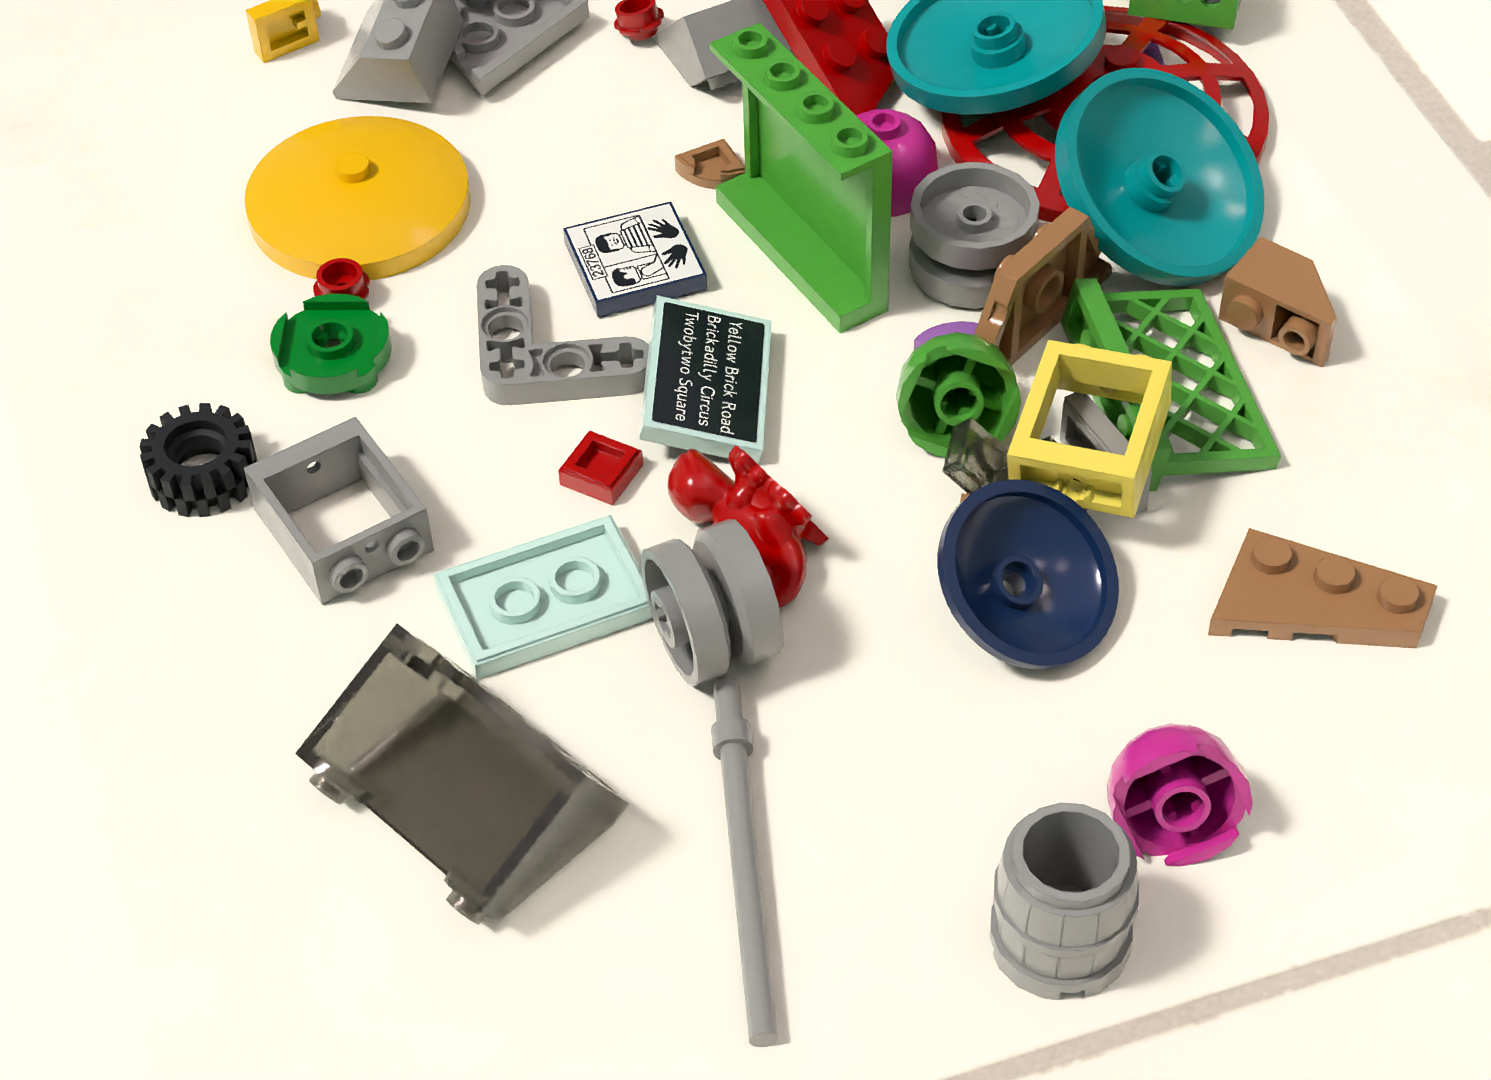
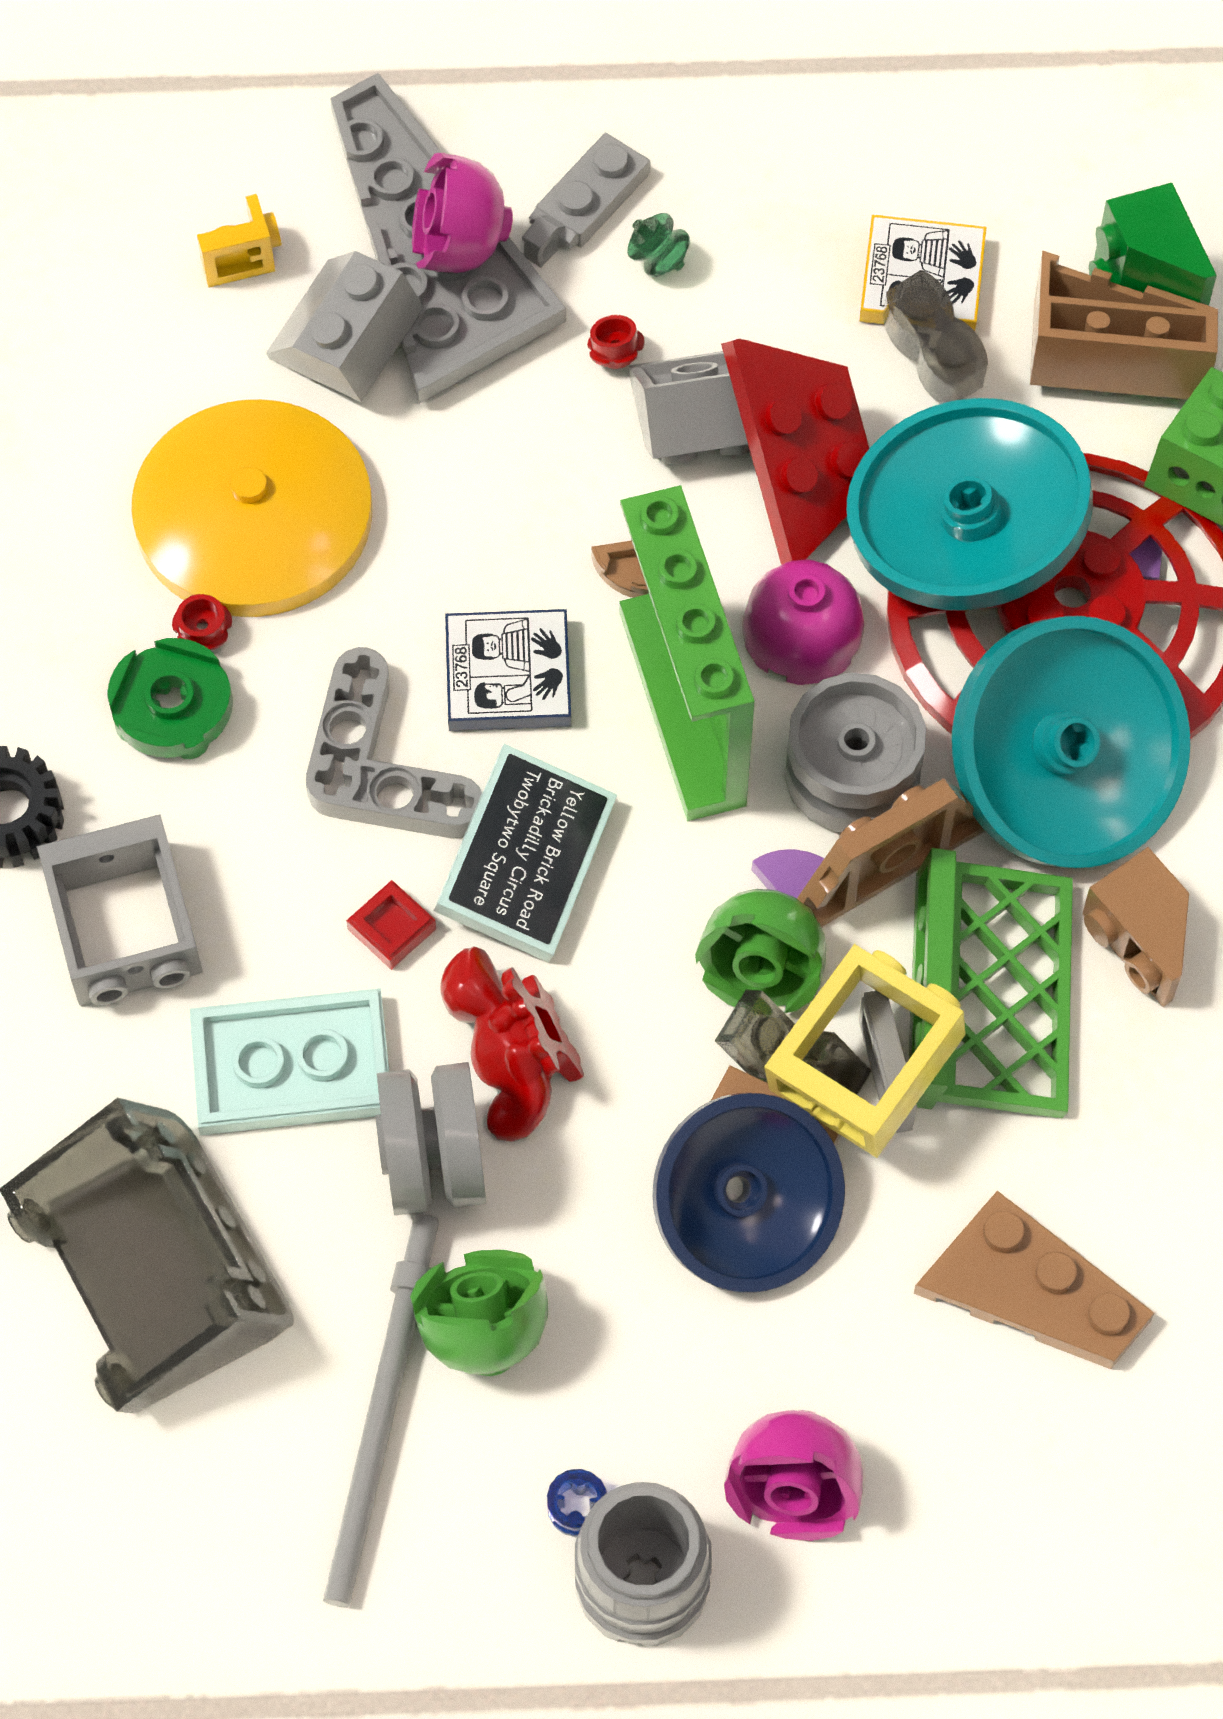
camera: 15 degrees right, 15 degrees up
(818, 737) = (482, 1313): none -> bright green cylinder
(962, 867) = (579, 1482): none -> clear blue bush

